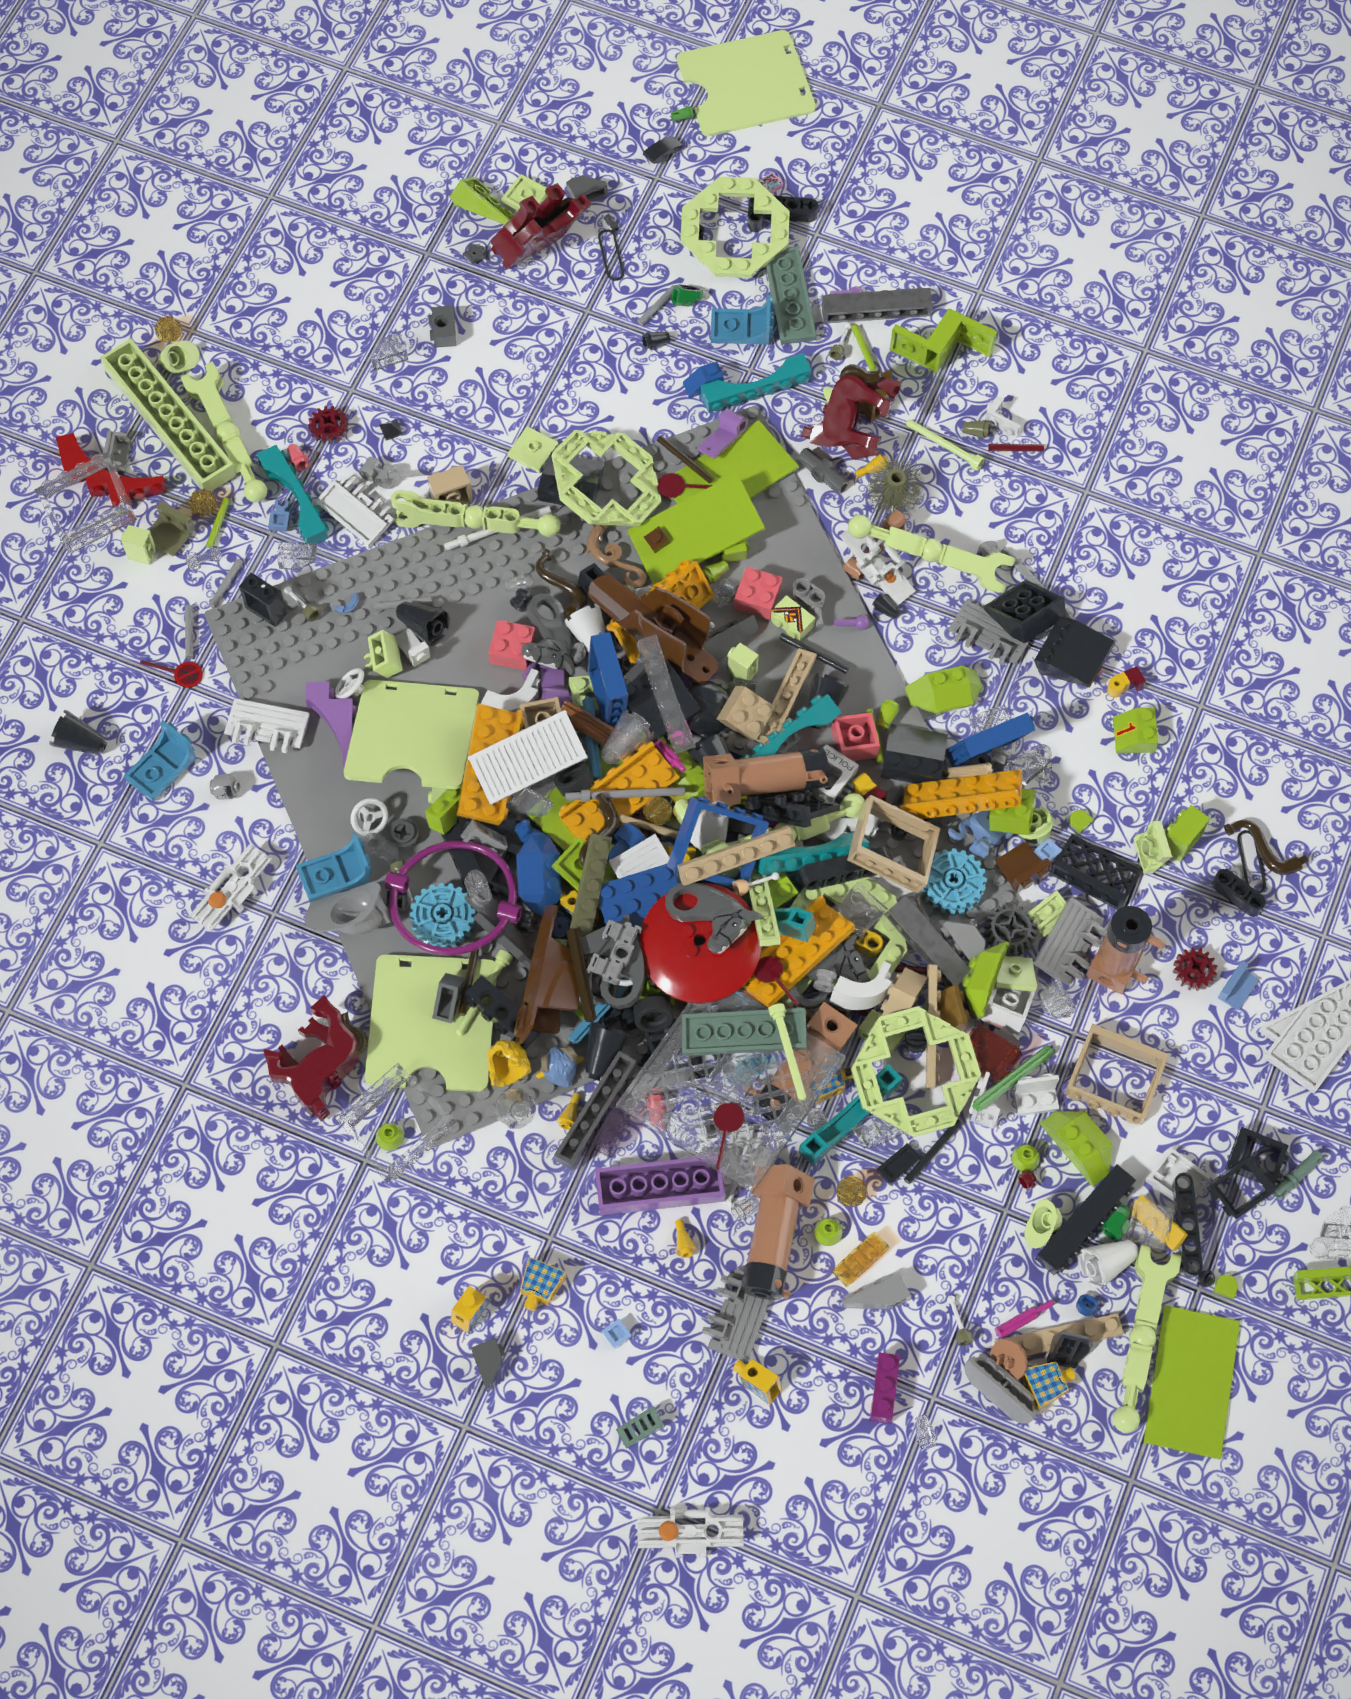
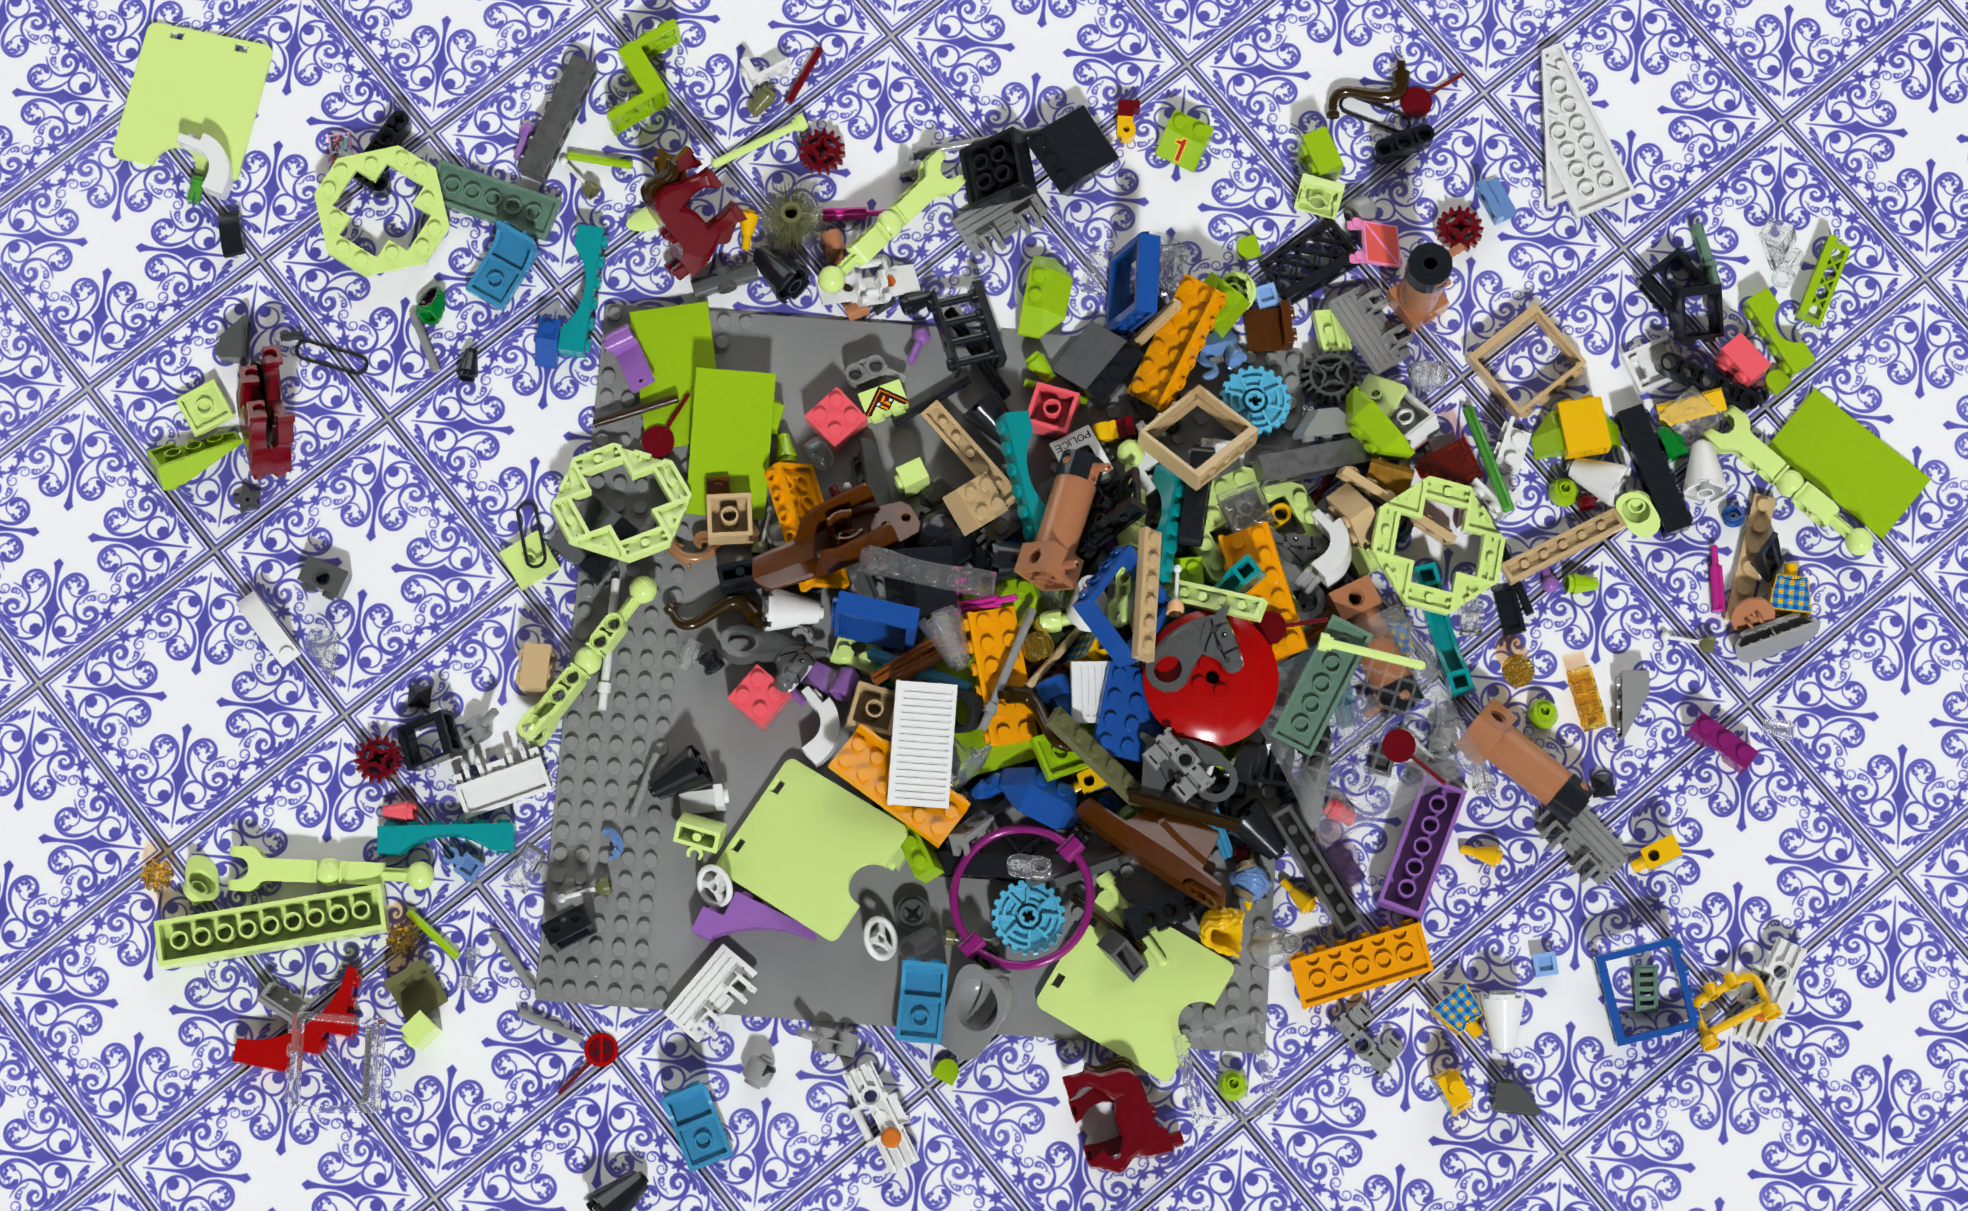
camera: 60 degrees left, 10 degrees up
(273, 824) = (831, 1042): none -> light grey beam
(293, 920) = (946, 1071): none -> lime tile
(363, 455) = (447, 734): none -> black window
(382, 306) = (268, 629): none -> white arch
(469, 1236) = (1376, 1057): none -> light grey piece
(539, 1185) = (1360, 963): none -> light orange bracket
(552, 1318) = (1502, 1017): none -> white cone
(554, 445) = (540, 534): none -> black piece
(580, 1048) = (1241, 853): none -> dark red plate
(611, 1399) = (1609, 998): none -> blue window
(636, 555) = (729, 518): none -> tan brick
(665, 1484) = (1731, 982): none -> yellow bar
(706, 117) = (220, 172): none -> white arch
(795, 1310) = (1603, 785): none -> black slope
(849, 502) = (783, 275): none -> black cone
(865, 585) = (882, 307): none -> dark grey piece
(871, 666) = (974, 348): none -> black axle
(889, 664) = (982, 314): none -> black fence
(924, 524) = (847, 214): none -> dark pink axle
(942, 1184) = (1549, 582): none -> medium lavender bar
(954, 1206) = (1579, 583): none -> lime cone
(963, 485) = (830, 153): none -> dark red gear
(977, 1177) = (1562, 546): none -> tan plate
(1053, 1179) = (1600, 478): none -> white cone
(1085, 1140) = (1583, 427): none -> yellow panel
(1146, 901) = (1379, 243): none -> flag
(1161, 886) = (1360, 207): none -> light grey head
(1221, 1244) = (1741, 361): none -> coral brick
(1256, 1287) = (1791, 356): none -> lime arch
(1283, 889) = (1418, 101): none -> dark red piece

